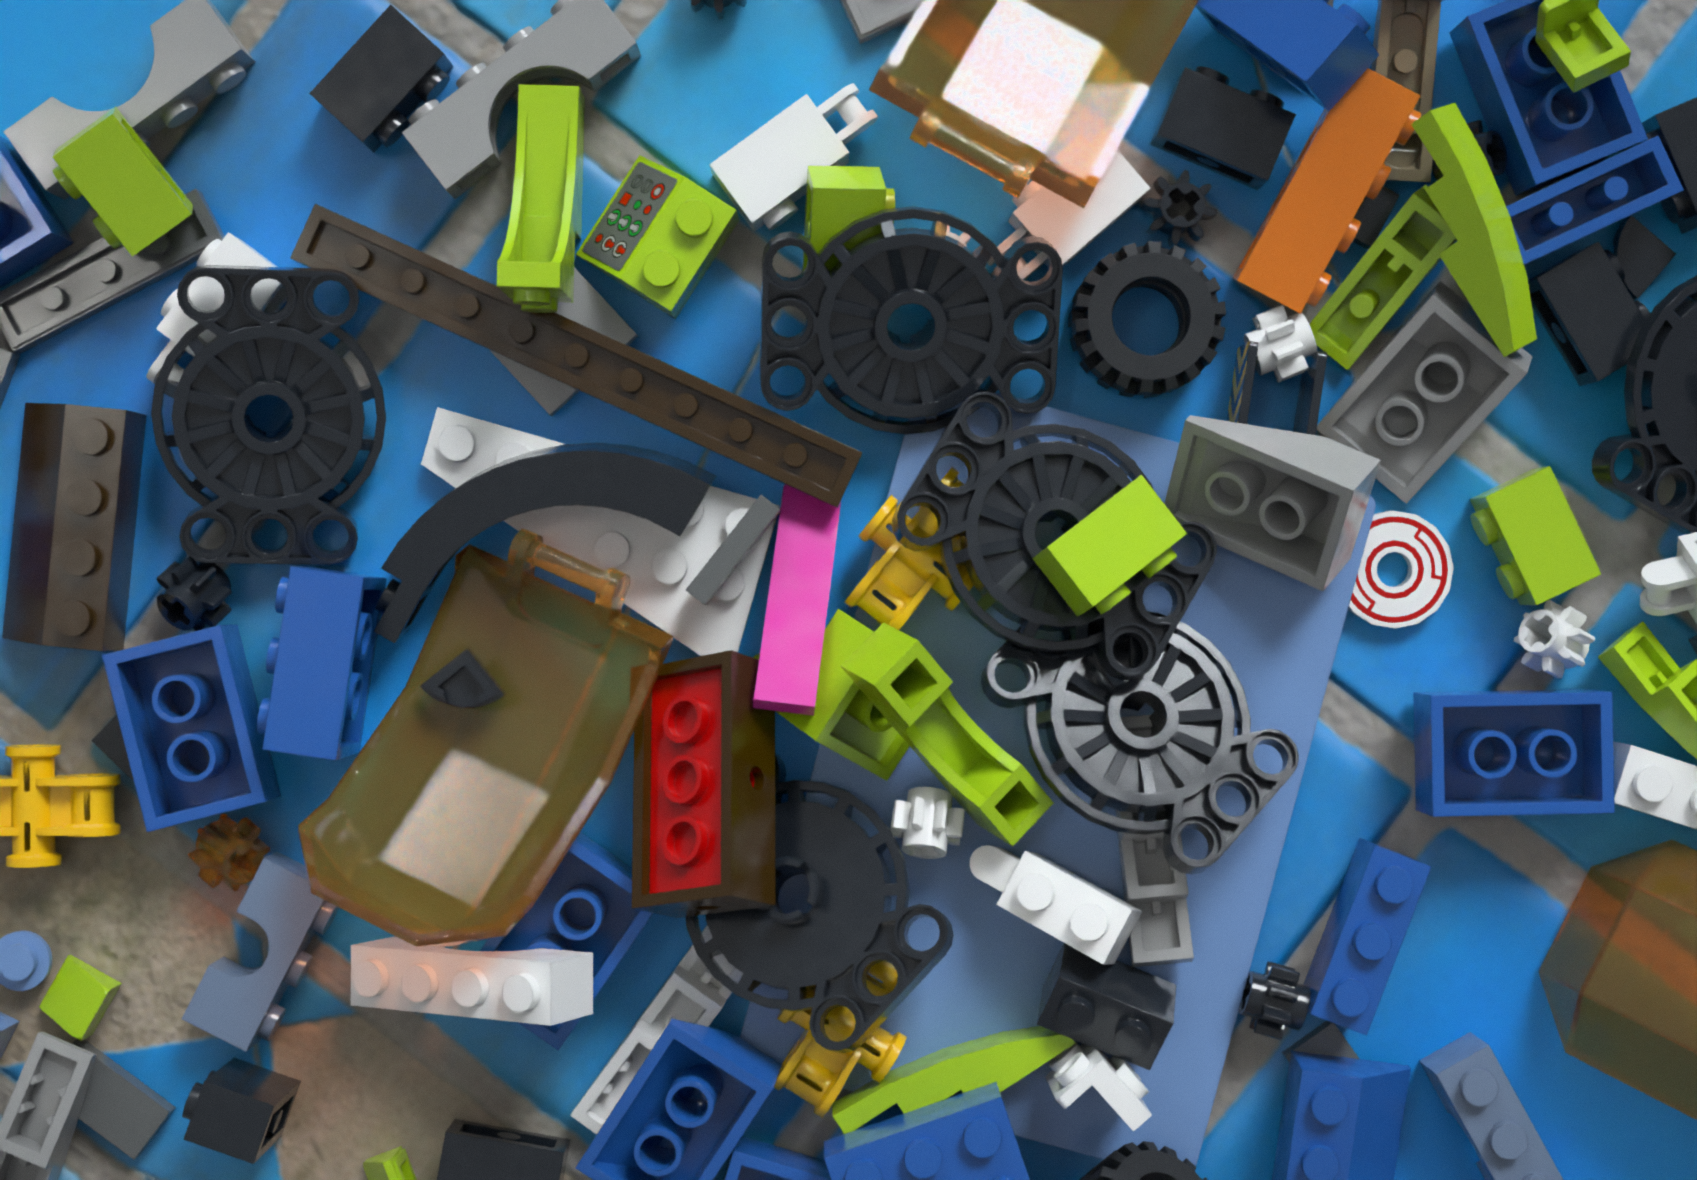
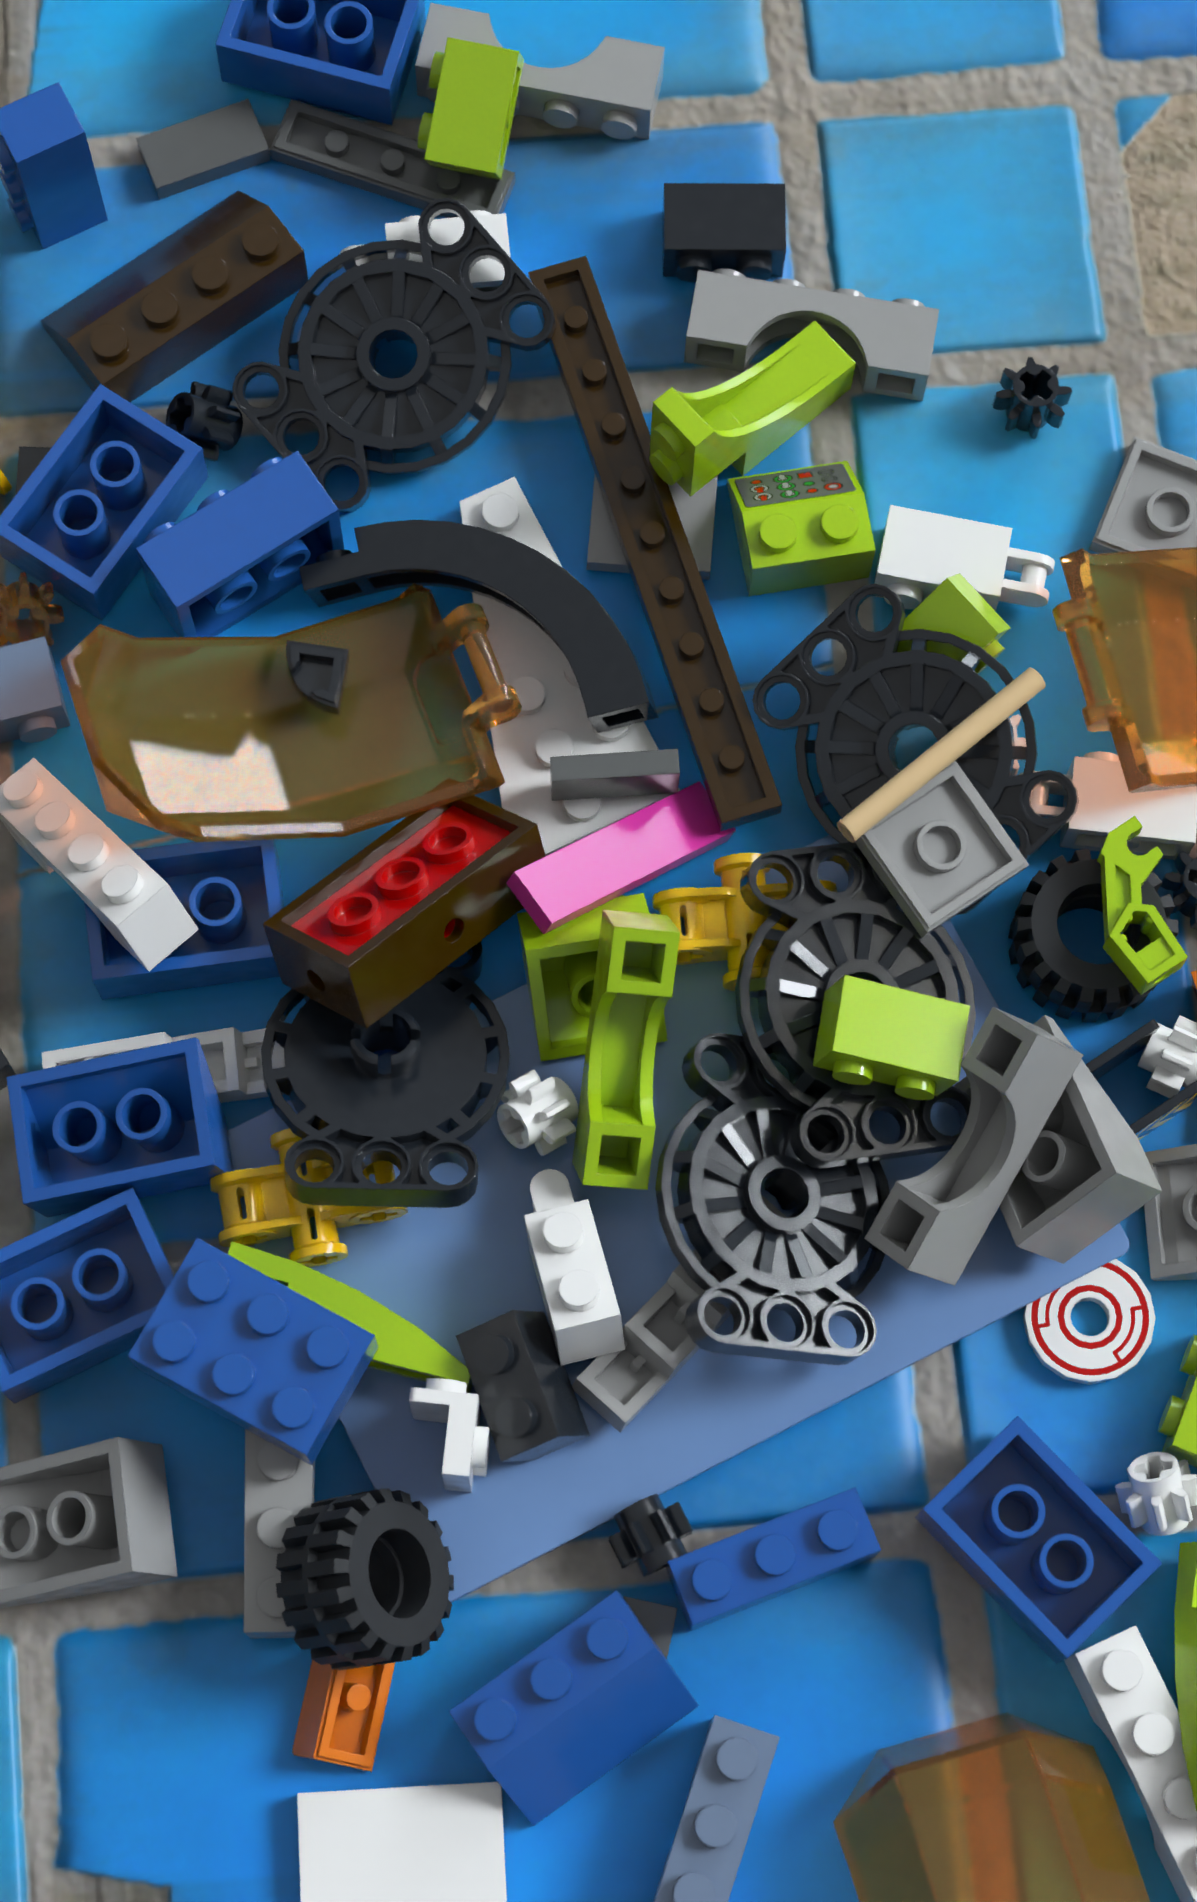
camera: 40 degrees right, 15 degrees down
(942, 319) = (941, 755): none -> tan piece
(1000, 380) = (941, 850): none -> light grey tile
(1150, 284) = (1122, 904): none -> lime piece
(1253, 620) = (942, 1214): none -> light grey arch

